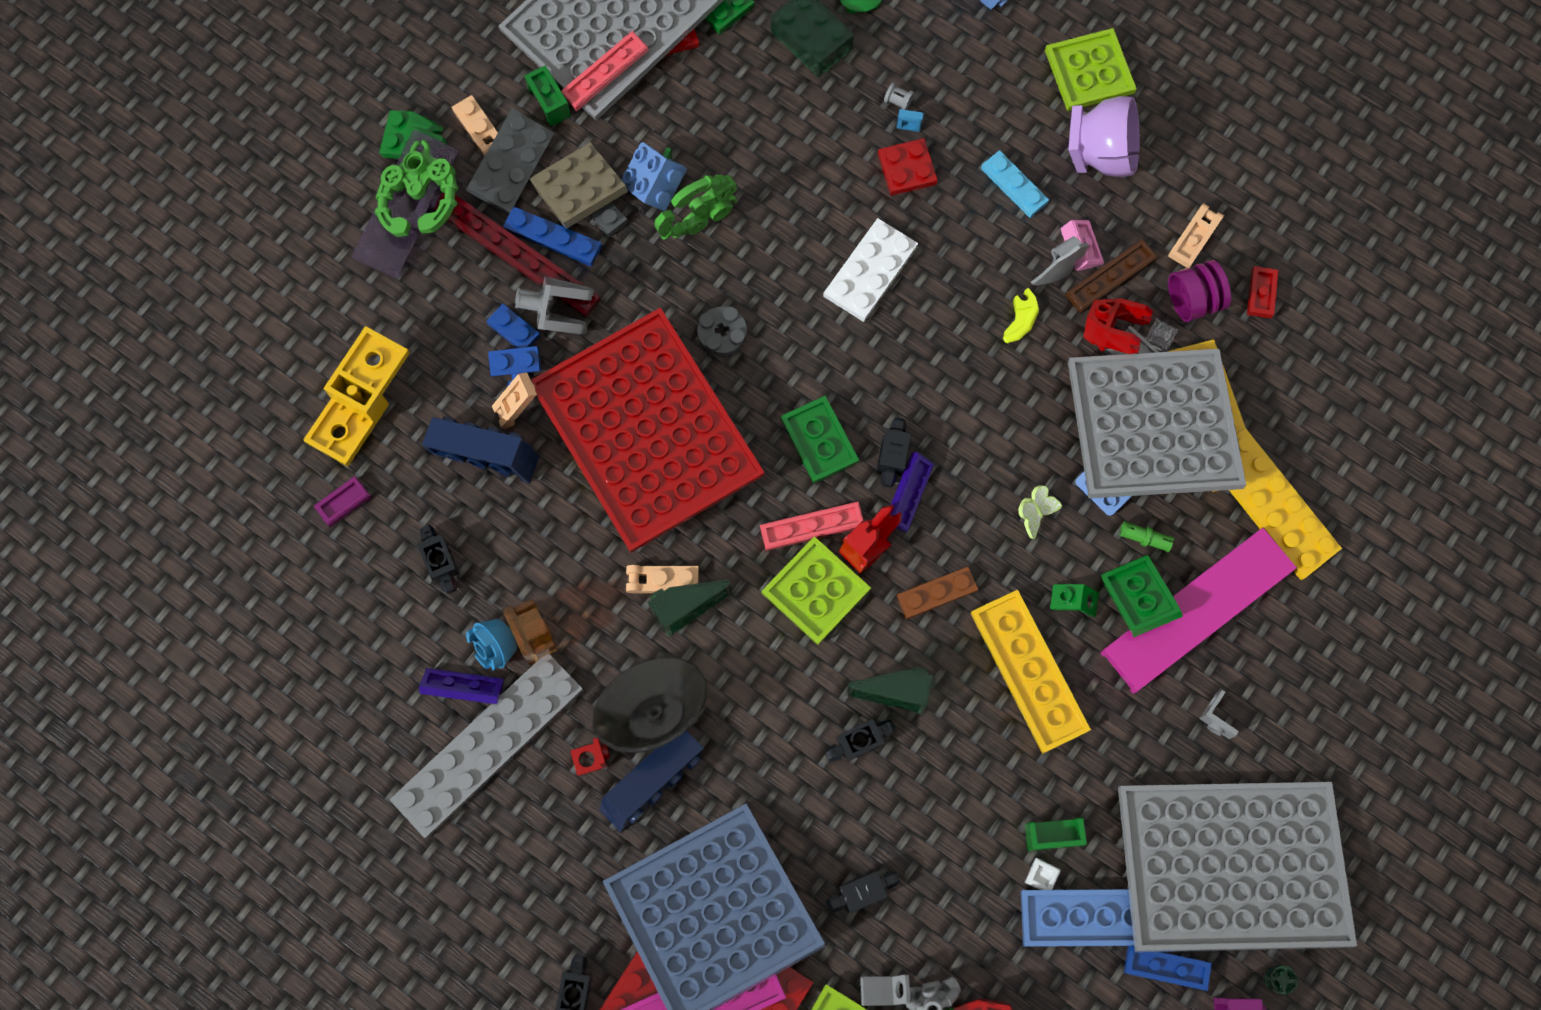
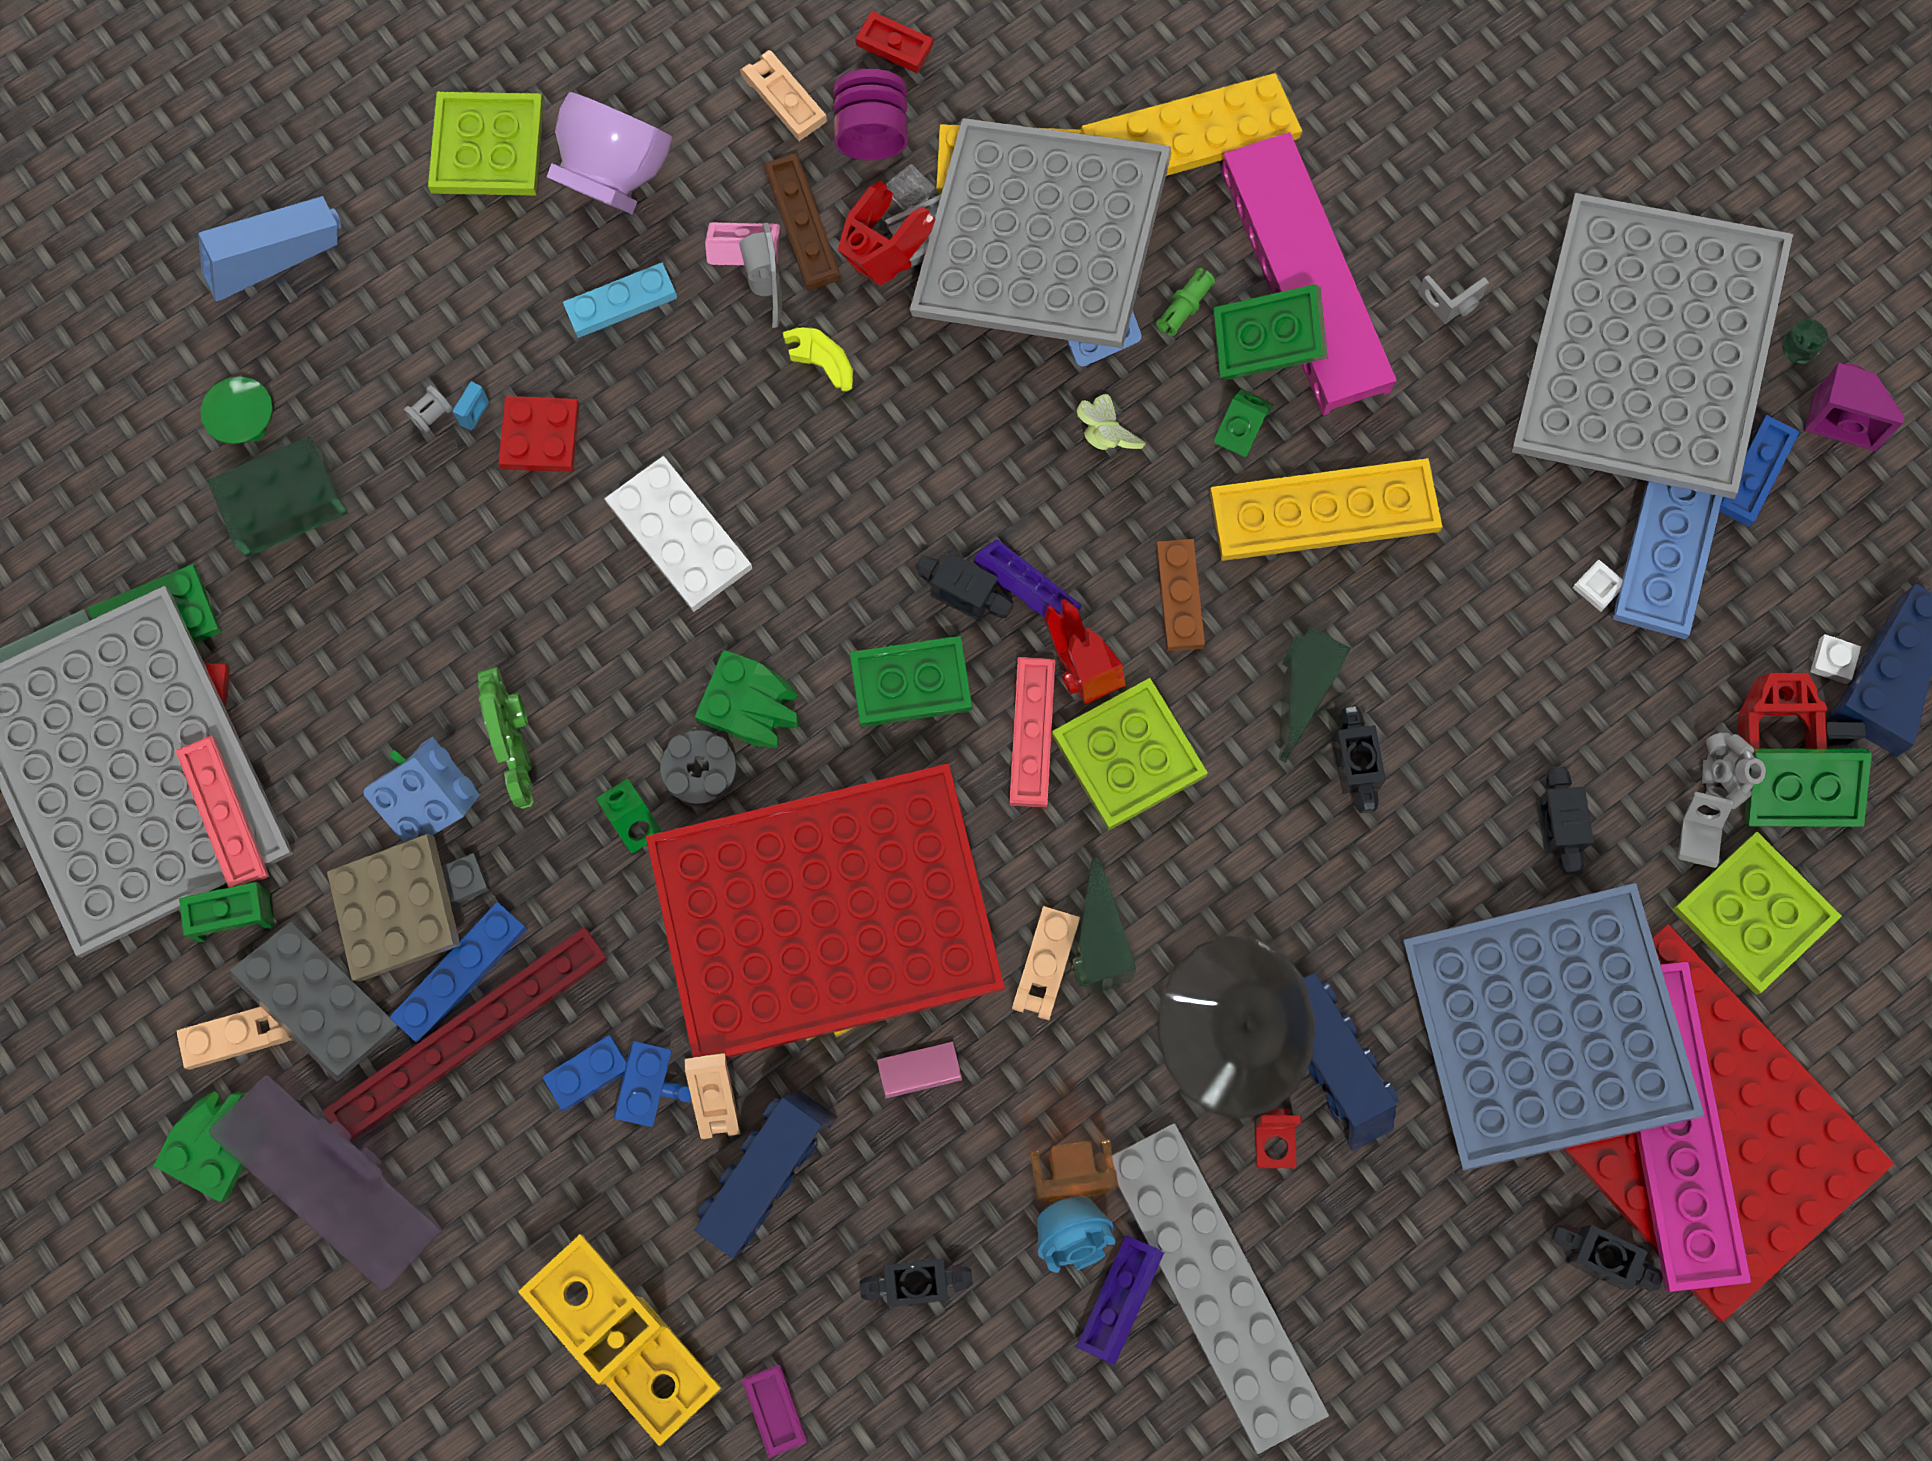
camera: 70 degrees left, 0 degrees up
(415, 175) = (305, 1147): bright green piece -> none
(538, 302) = (568, 1011): light grey piece -> none
(571, 522) = (919, 1070): none -> bright pink slope
(680, 295) = (624, 808): none -> green bracket
(773, 345) = (747, 701): none -> green plate
(1055, 834) = (1554, 548): green panel -> none

